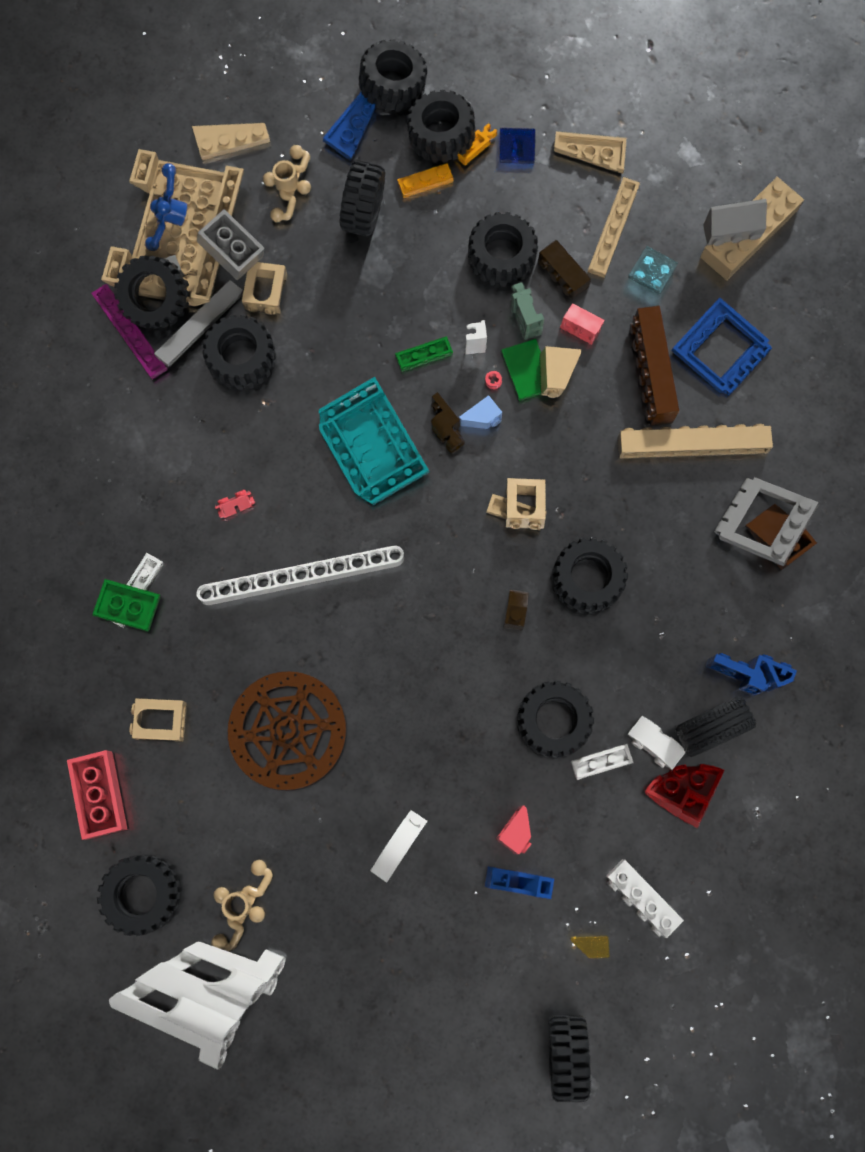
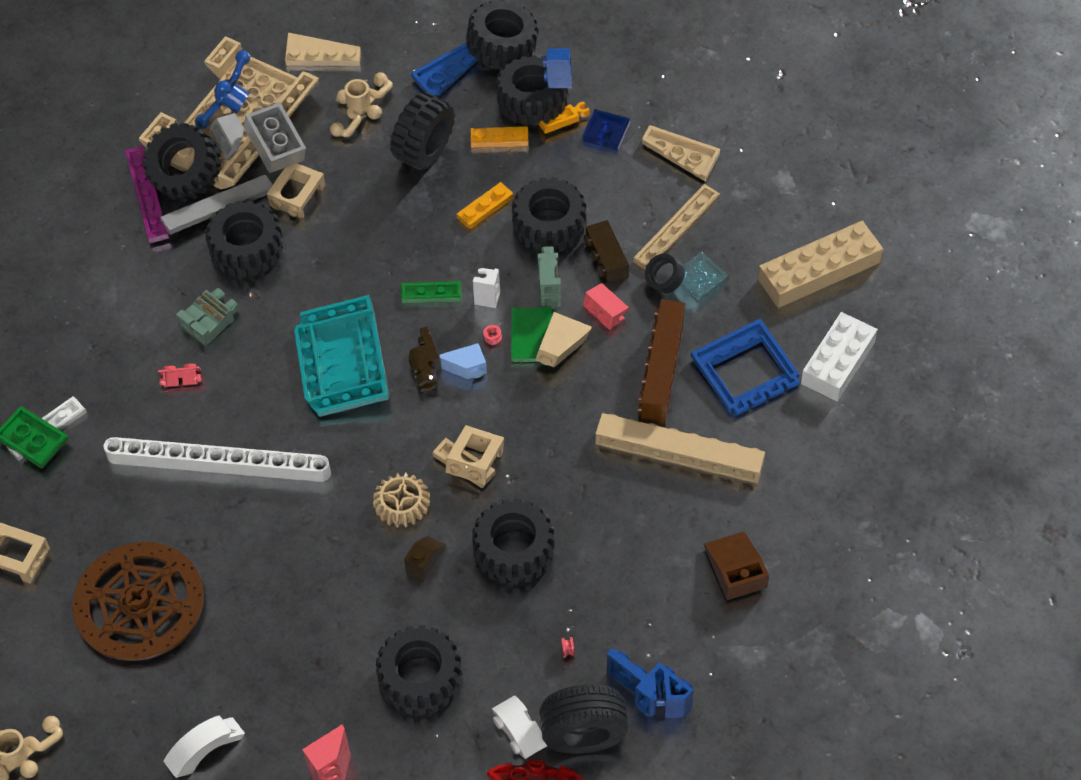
camera: 20 degrees right, 20 degrees down
(183, 252) = (228, 134): none -> light grey slope
(236, 437) = (208, 316): none -> sand green hips
(438, 253) = (485, 205): none -> light orange plate
(467, 101) = (558, 68): none -> blue brick
(485, 562) = (392, 493): none -> tan gear
(601, 761) = (455, 732): white tile -> none
(610, 278) = (653, 267): none -> black tyre
(668, 656) = (567, 647): none -> coral bush
(735, 222) = (794, 245): light grey slope -> none
(788, 535) = (736, 560): light grey hinge -> none
(798, 314) = (839, 356): none -> white brick

